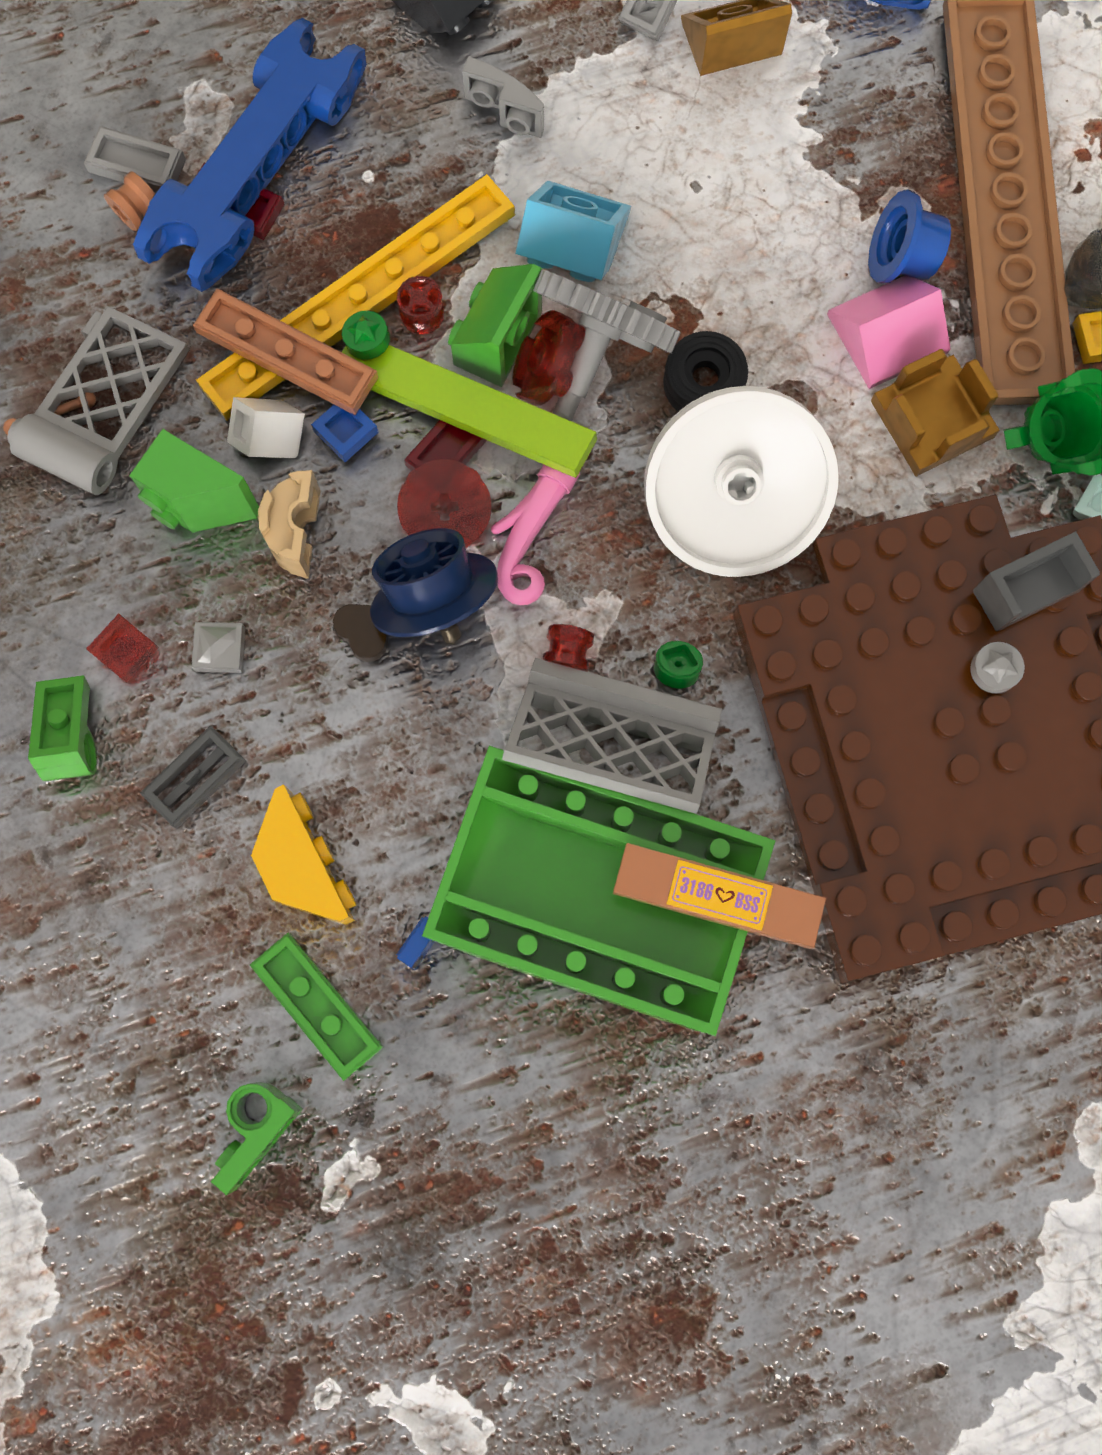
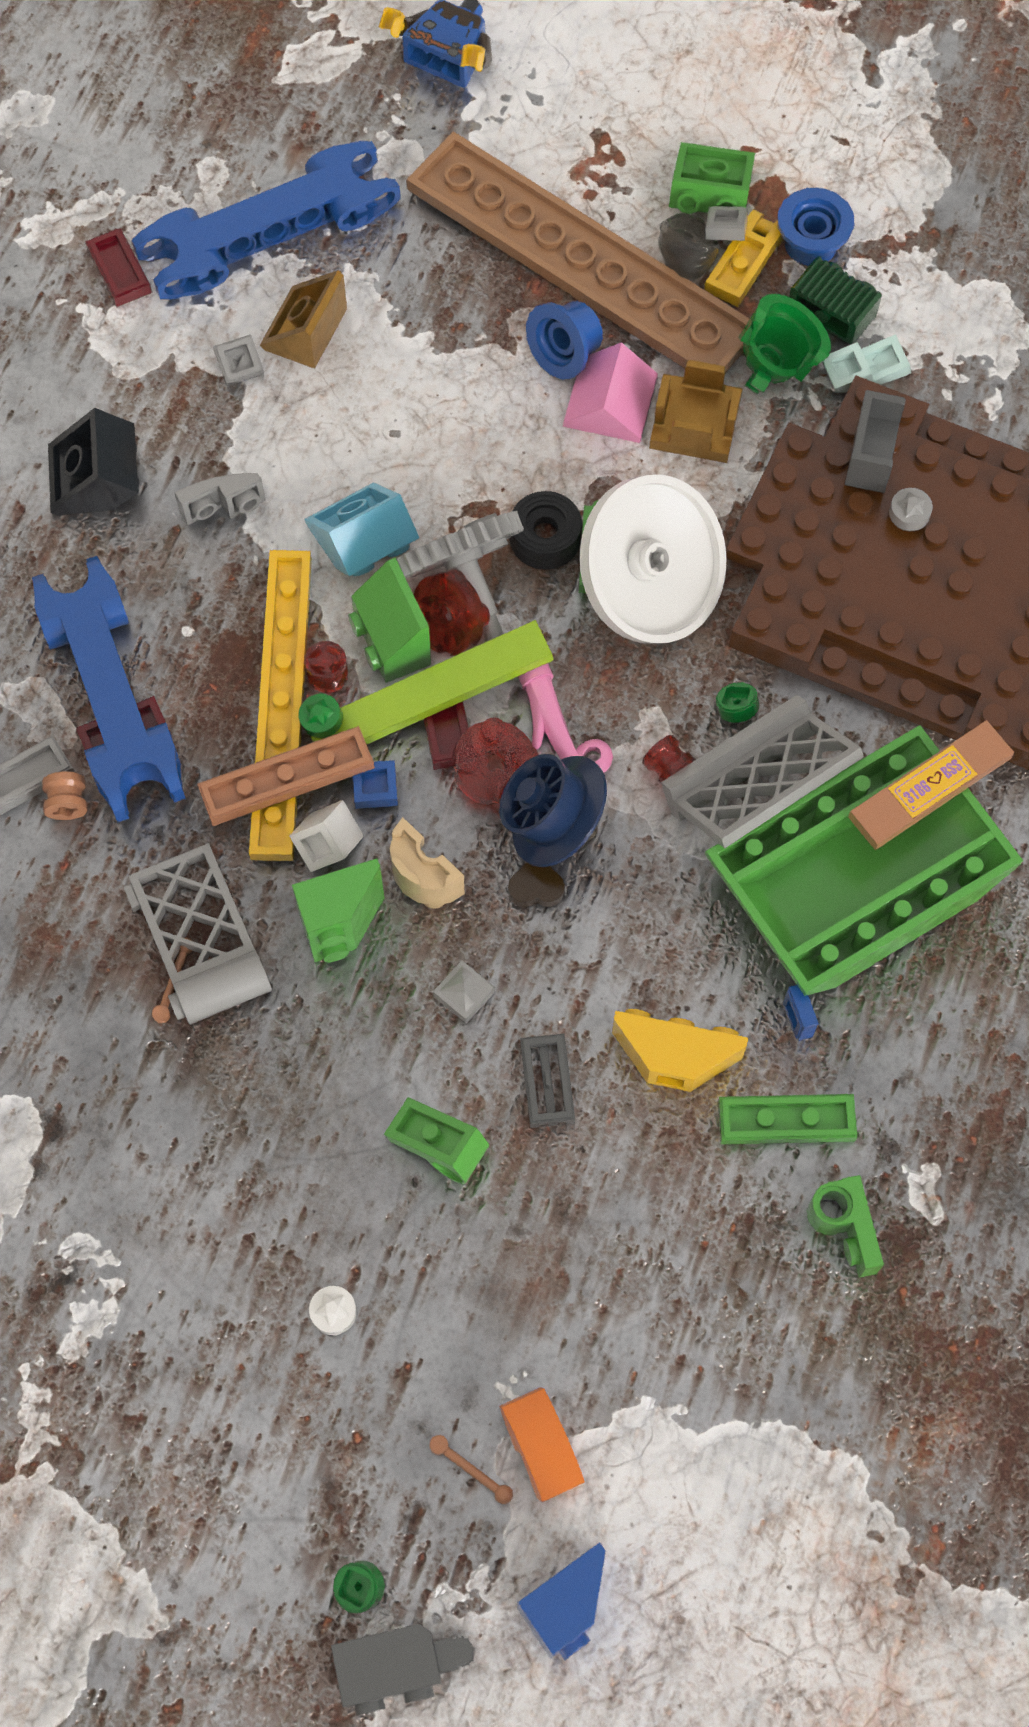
camera: 50 degrees left, 10 degrees down
(122, 648) = (409, 1055): clear red plate -> none

